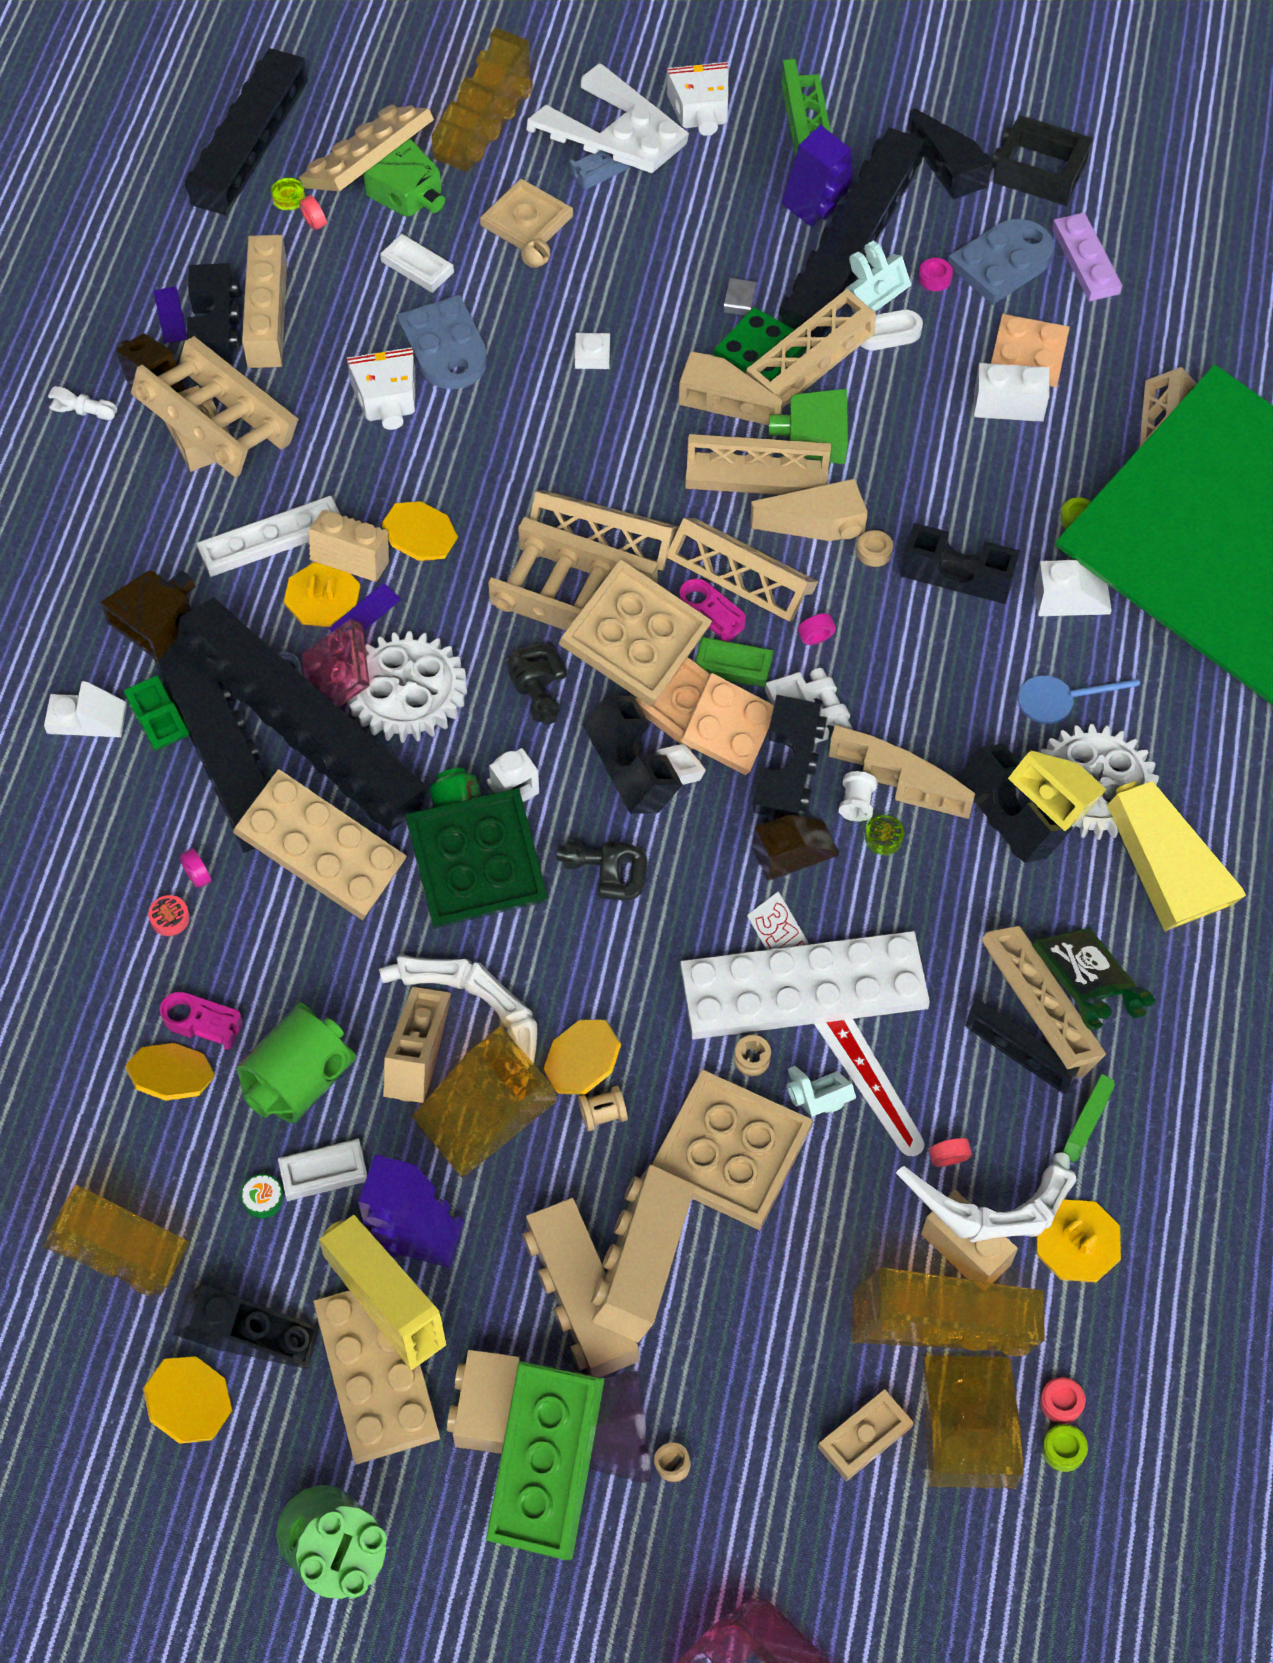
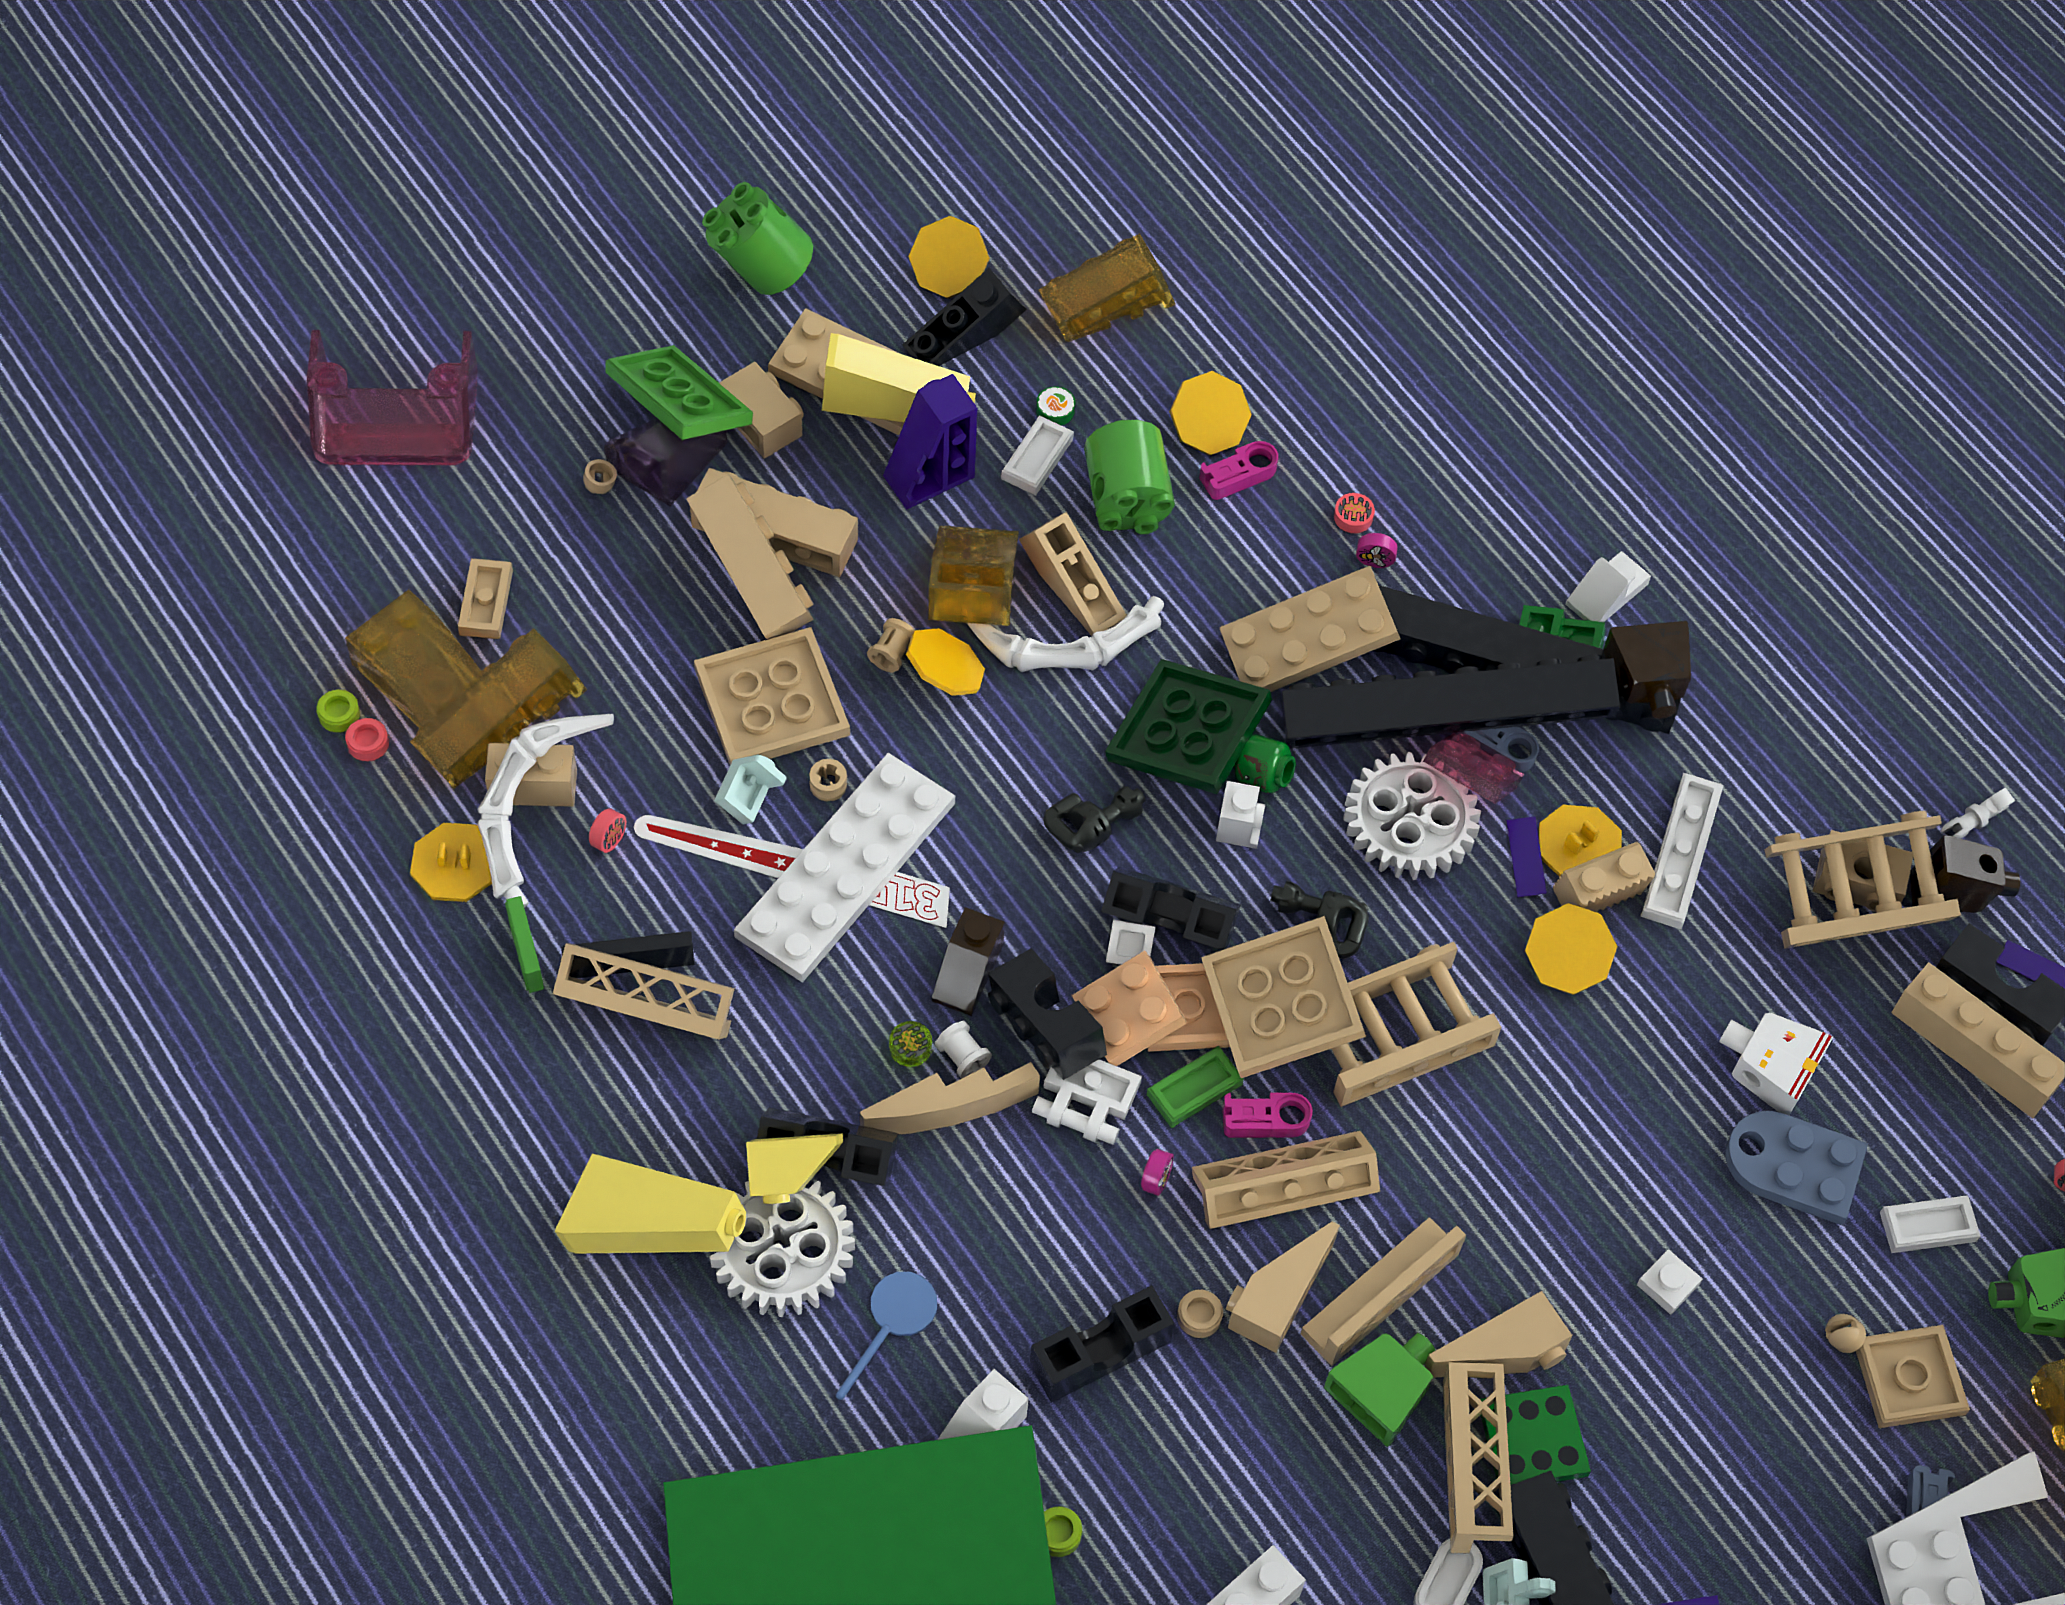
camera: 130 degrees right, 0 degrees up
(606, 516) = (1442, 1107): tan fence -> none
(739, 296) = (1620, 1479): flat silver piece -> none
(1091, 975) = (633, 1060): flag -> none

